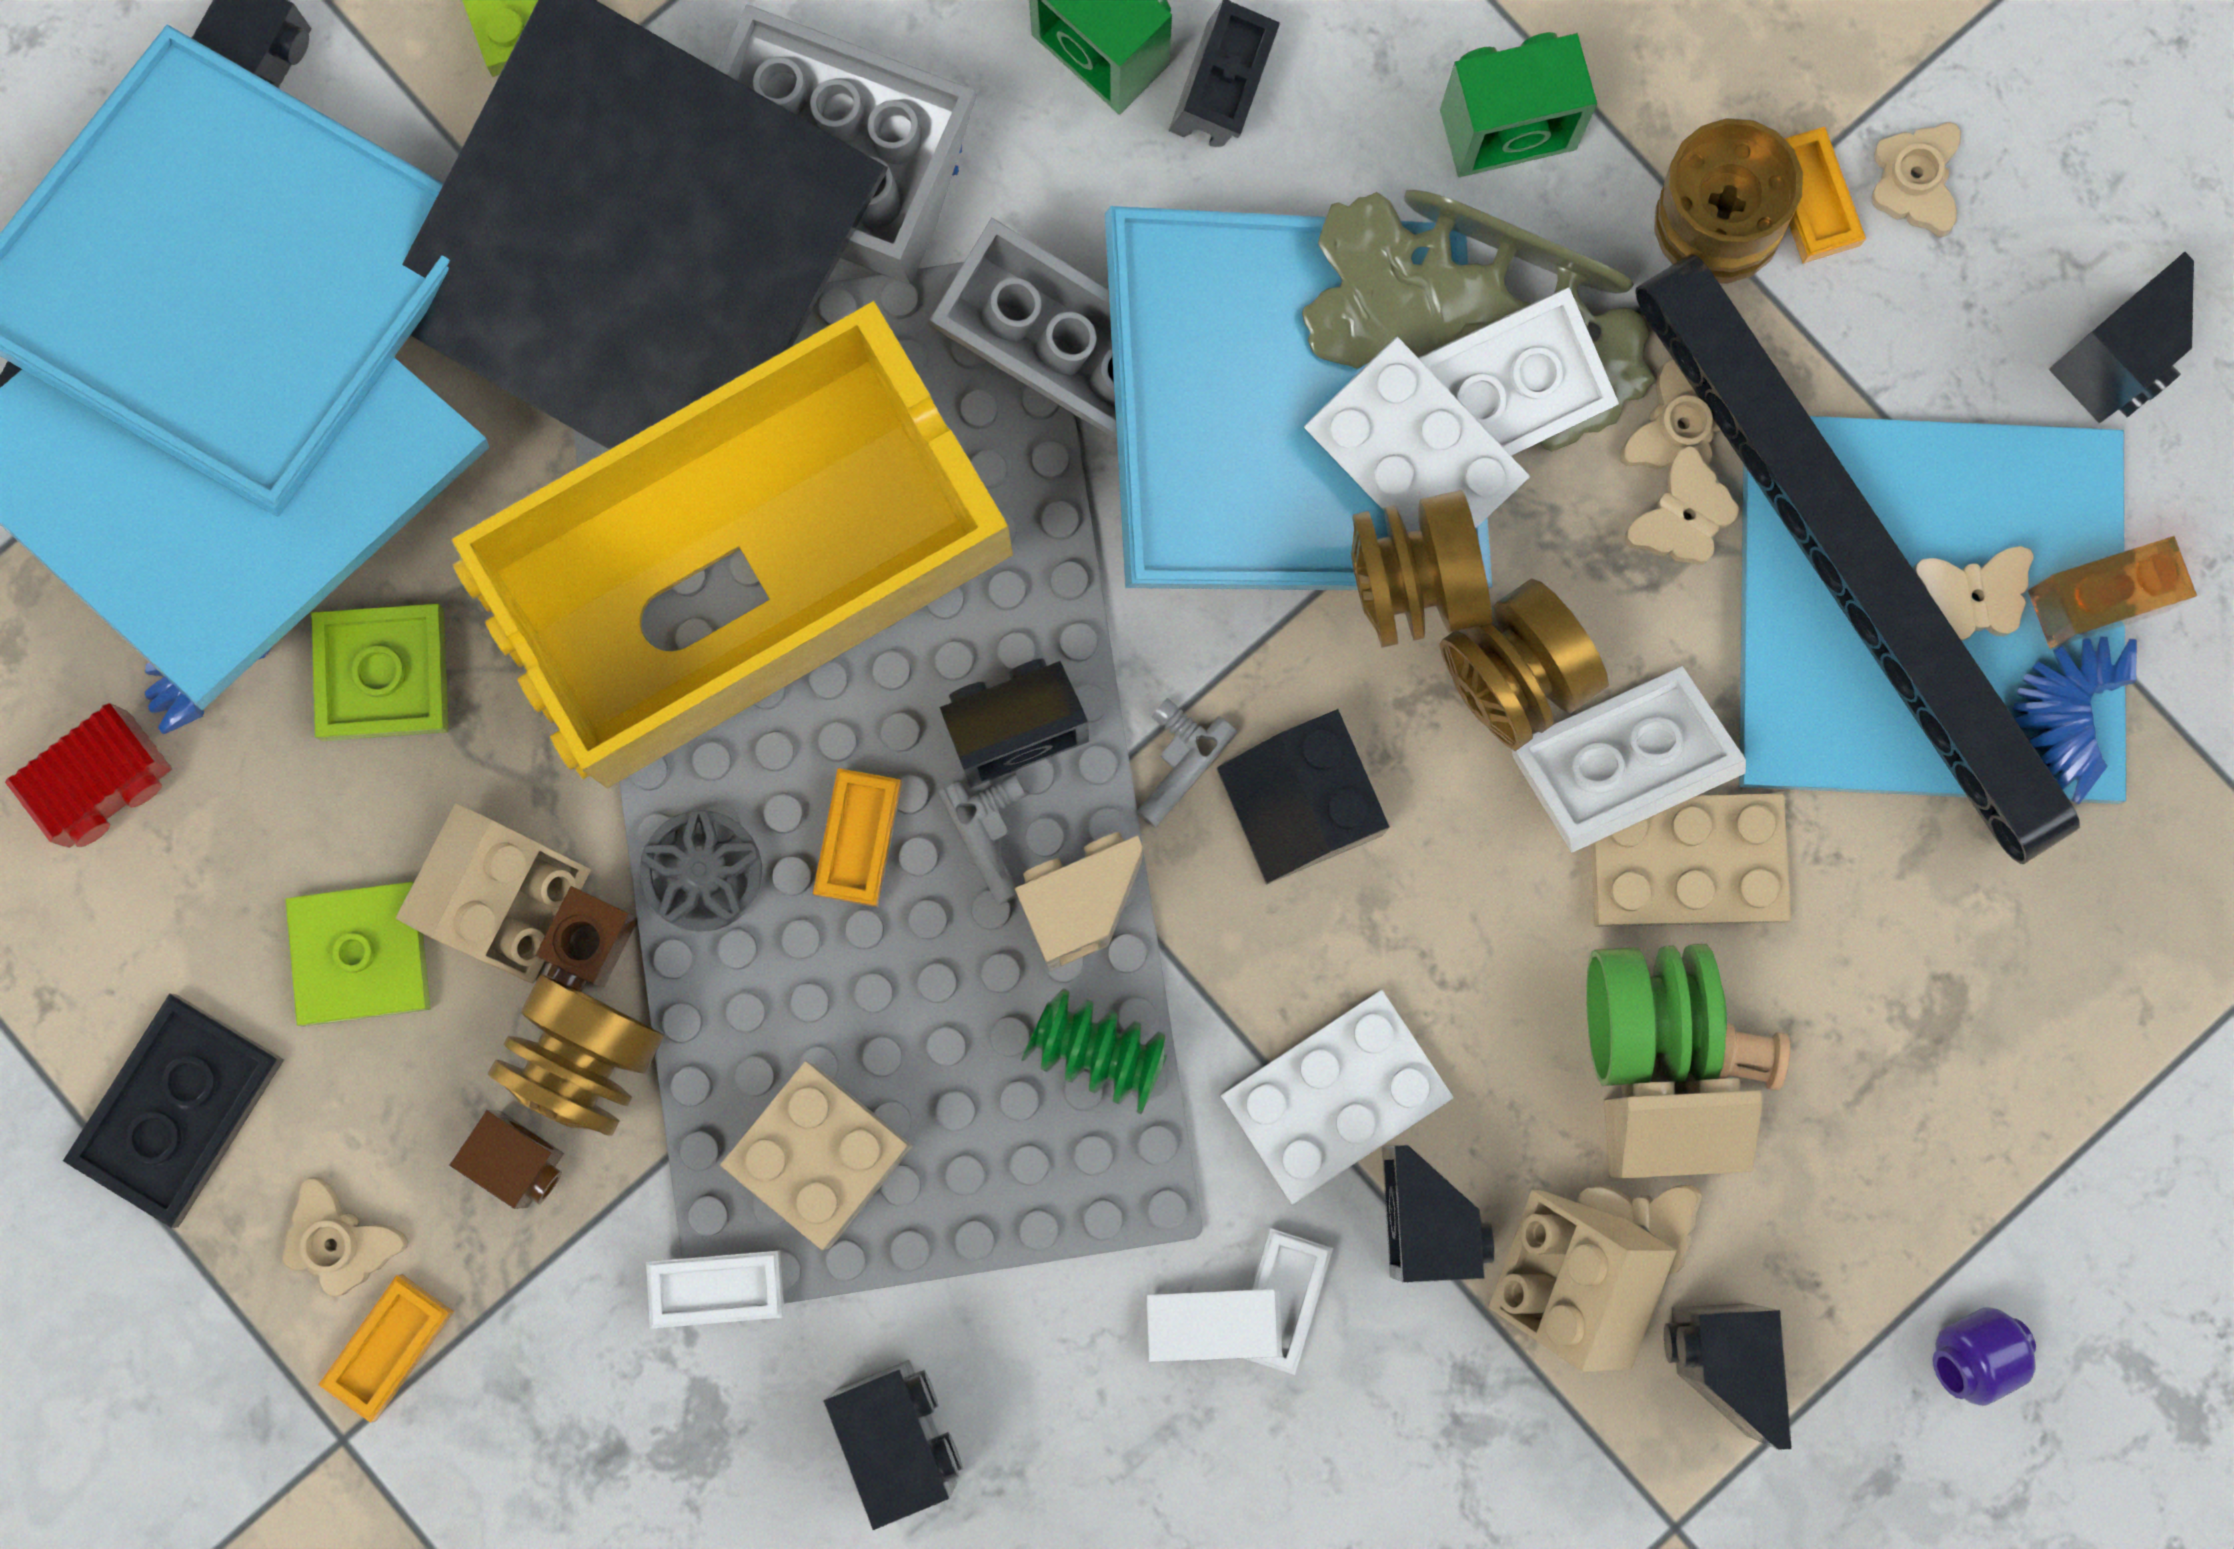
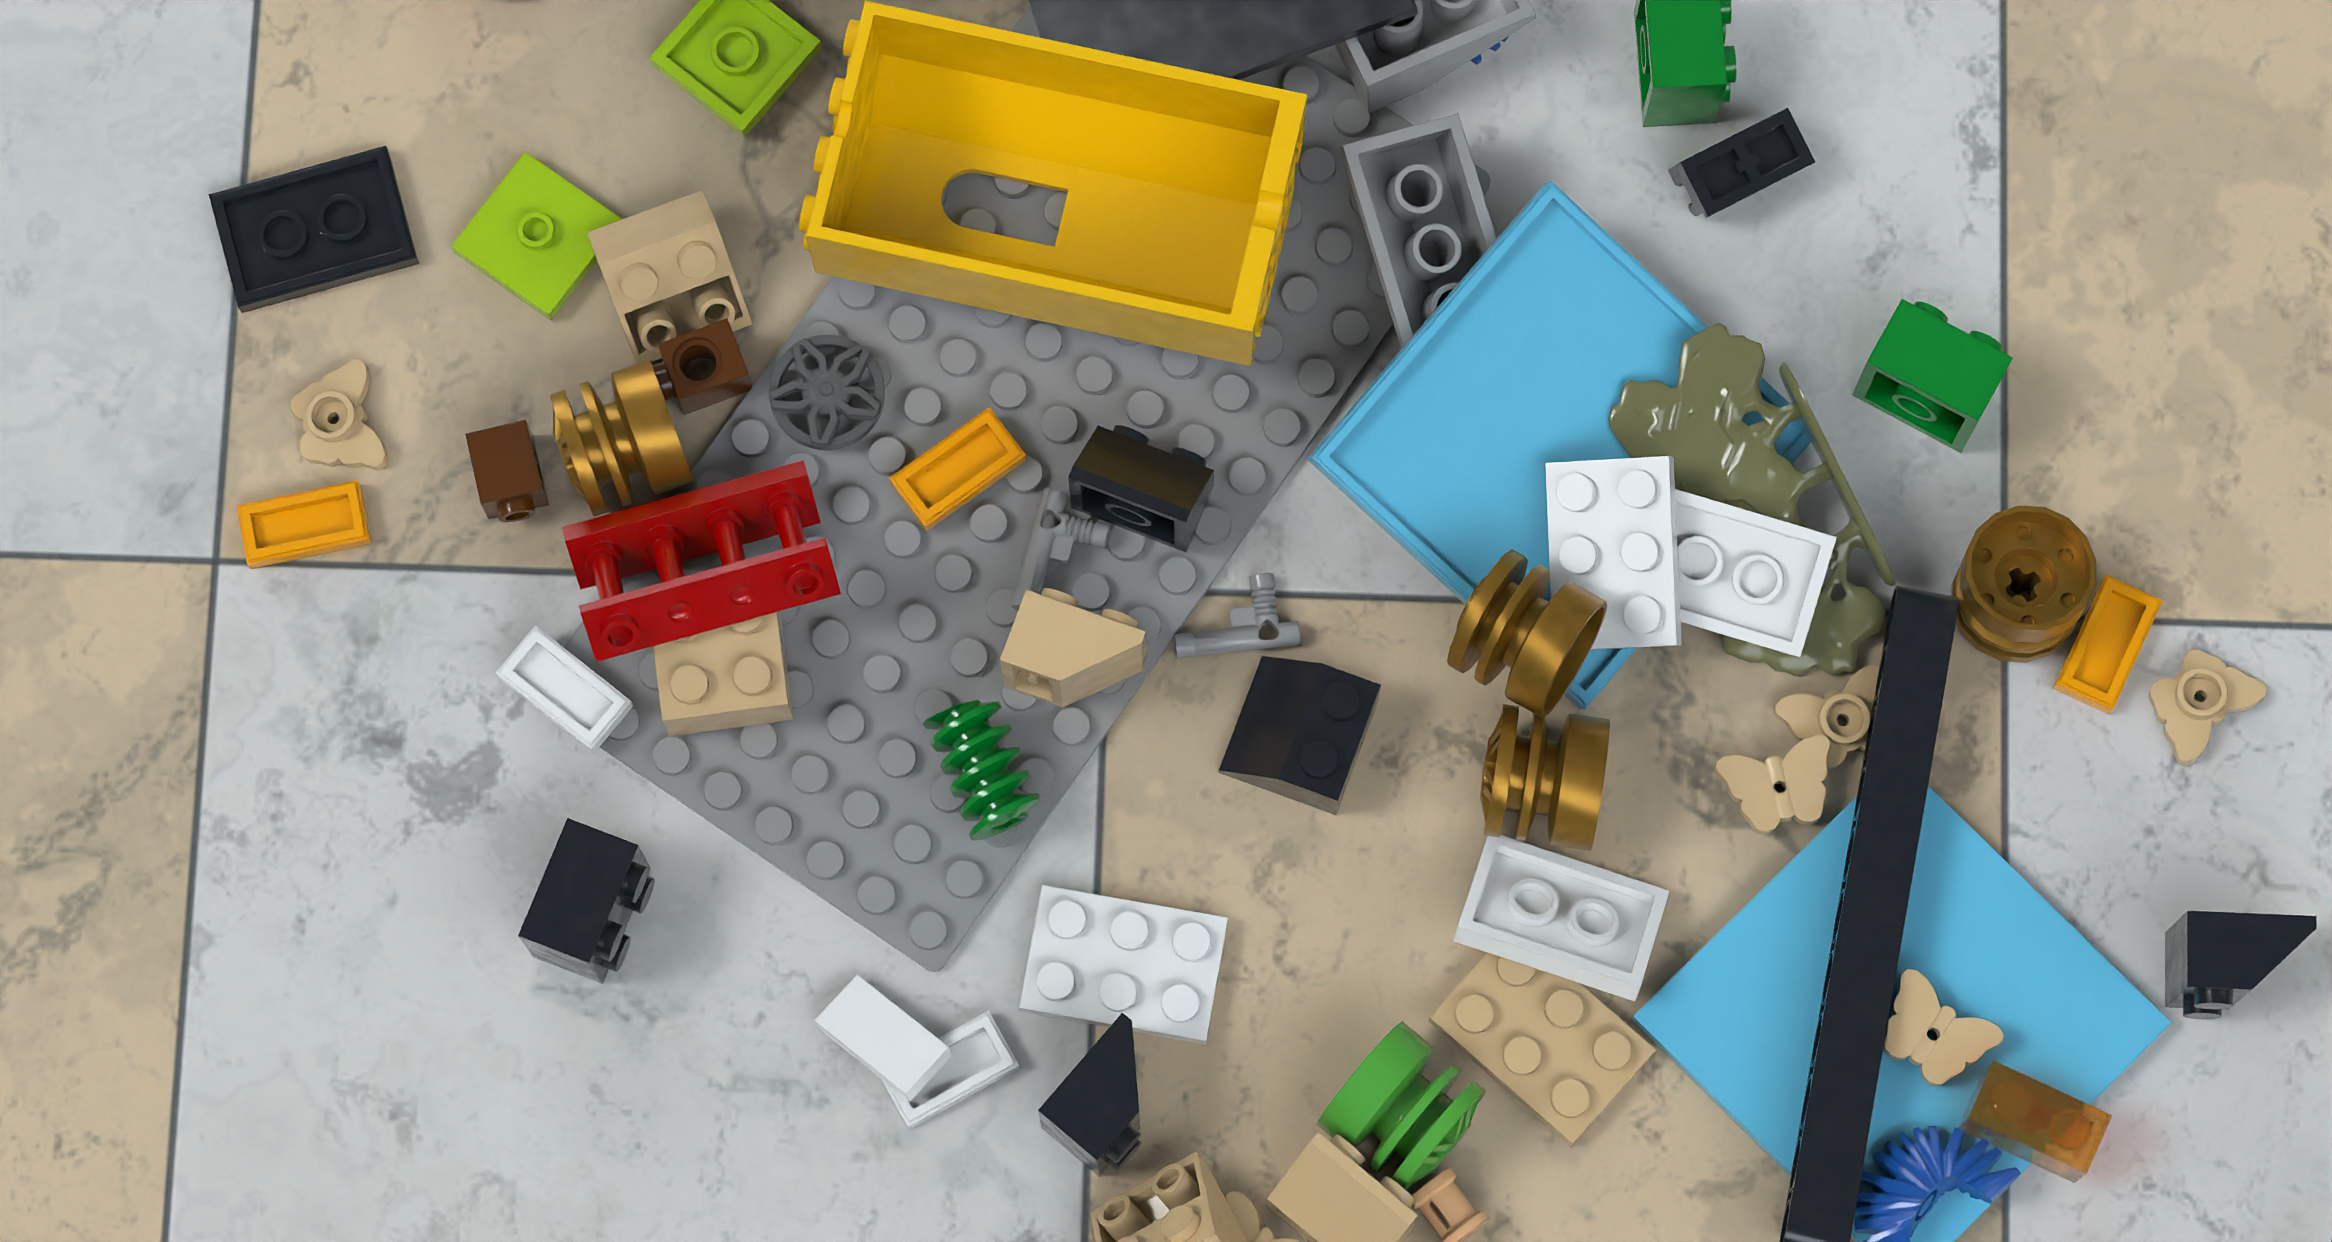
camera: 45 degrees right, 5 degrees down
(694, 1075) = (690, 527): none -> red fence

